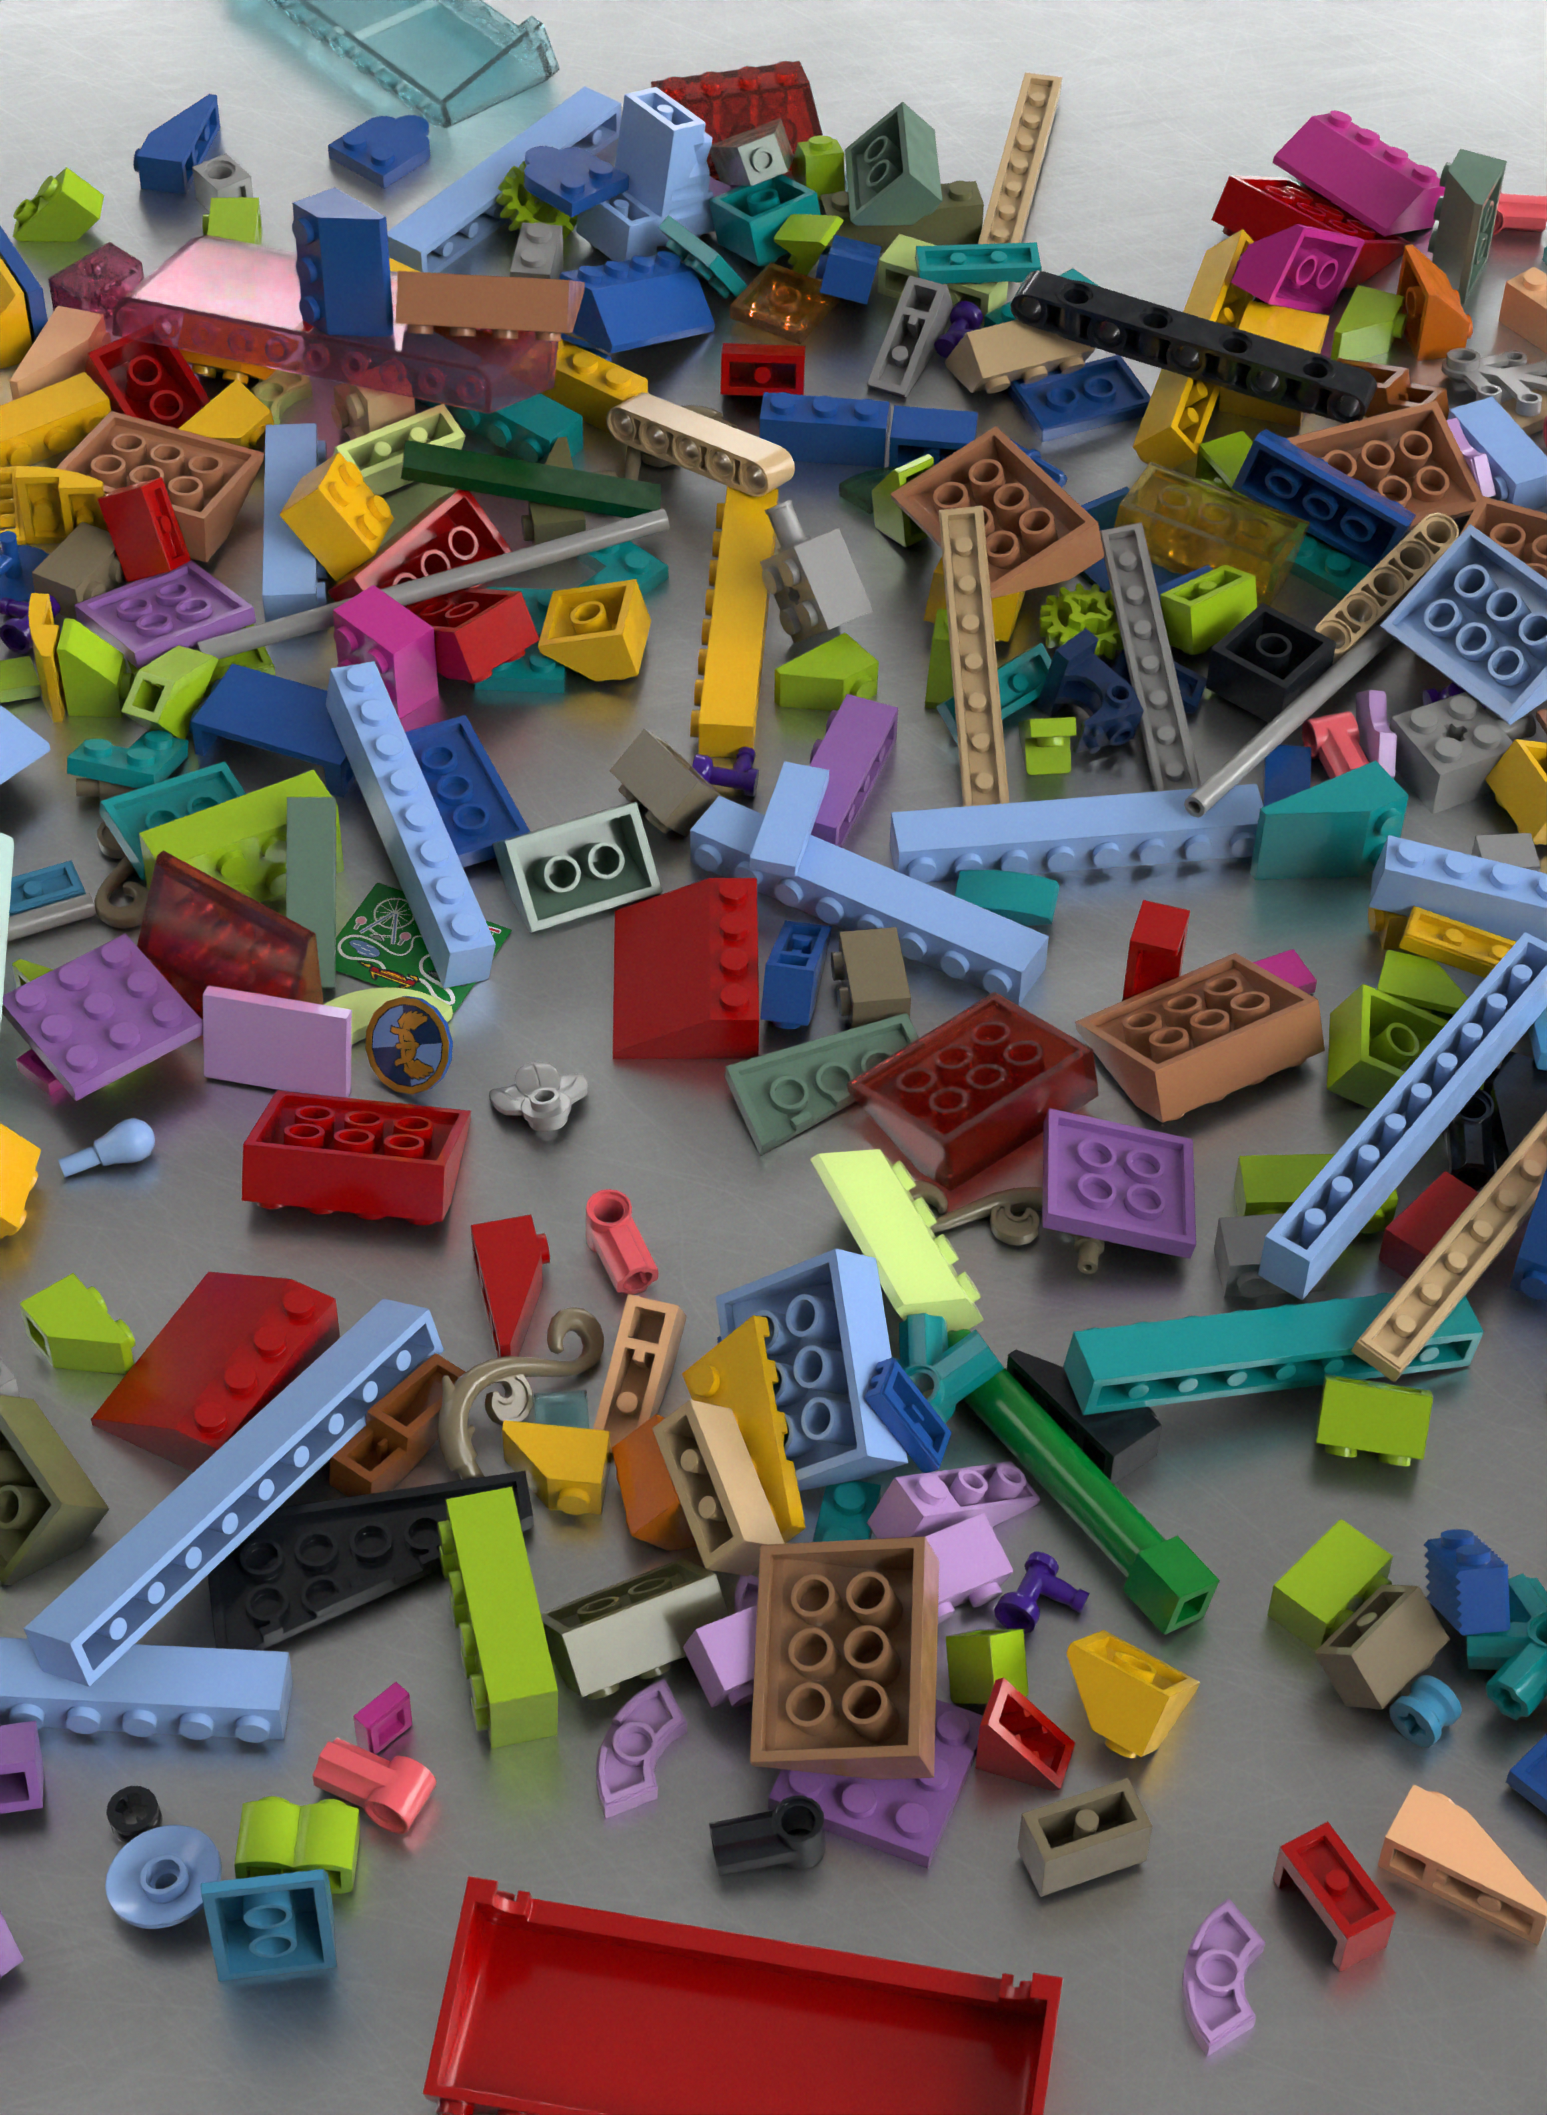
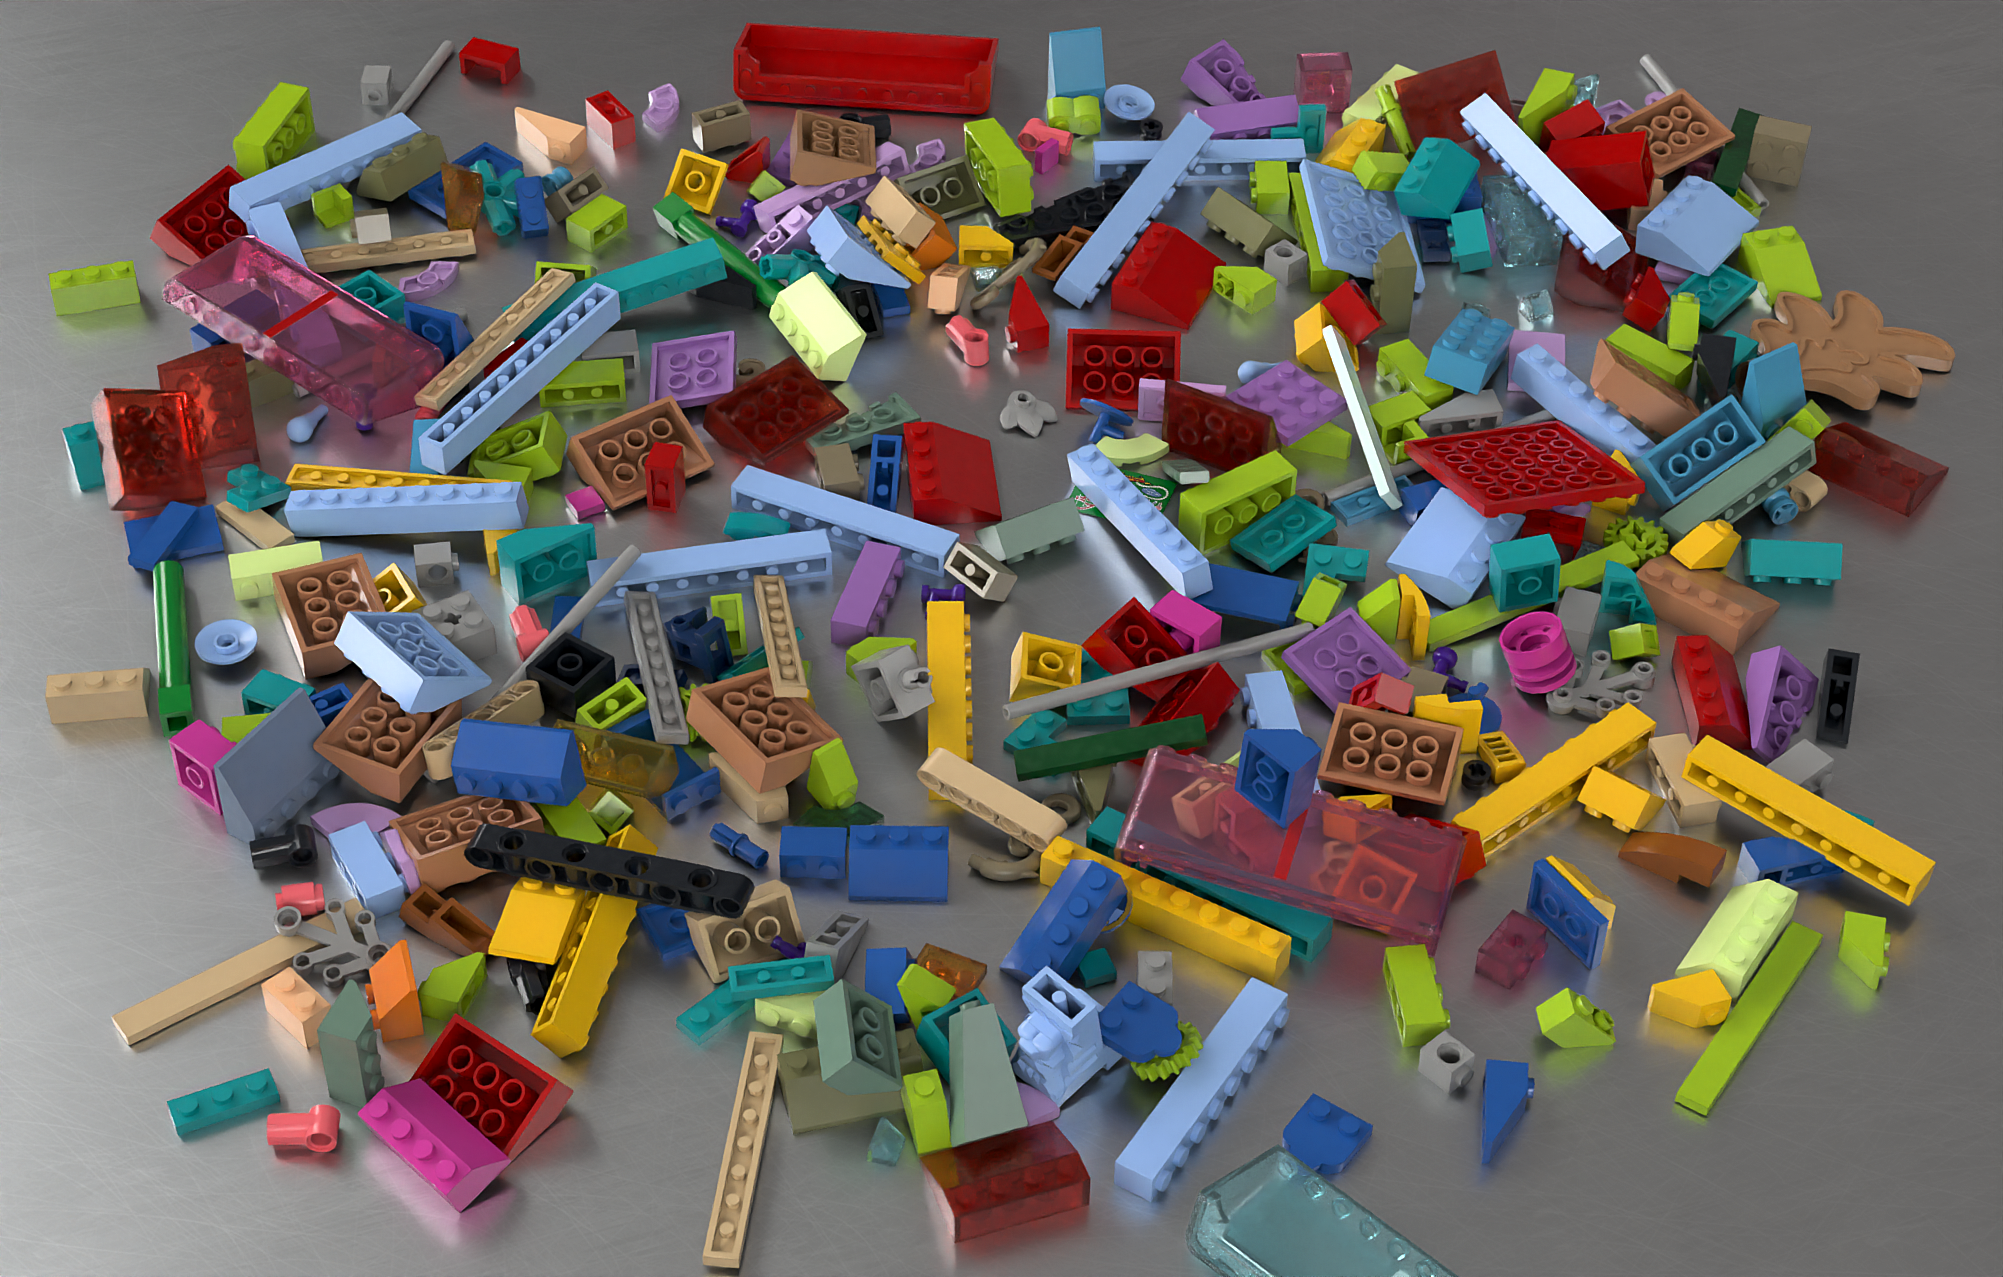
camera: 175 degrees right, 5 degrees down
(59, 350) = (1510, 880): light nougat slope -> none
(337, 516) = (1242, 705): yellow brick -> none
(465, 788) = (1114, 568): blue plate -> none
(487, 303) = (1165, 808): nougat slope -> none
(702, 259) = (1004, 982): teal plate -> none
(761, 369) = (952, 897): red brick -> none
(789, 820) = (896, 534): light blue tile -> none
(908, 1415) = (807, 232): blue tile -> none
(1298, 267) = (509, 983): dark pink slope -> none
(1374, 730) = (504, 642): lavender tile -> none

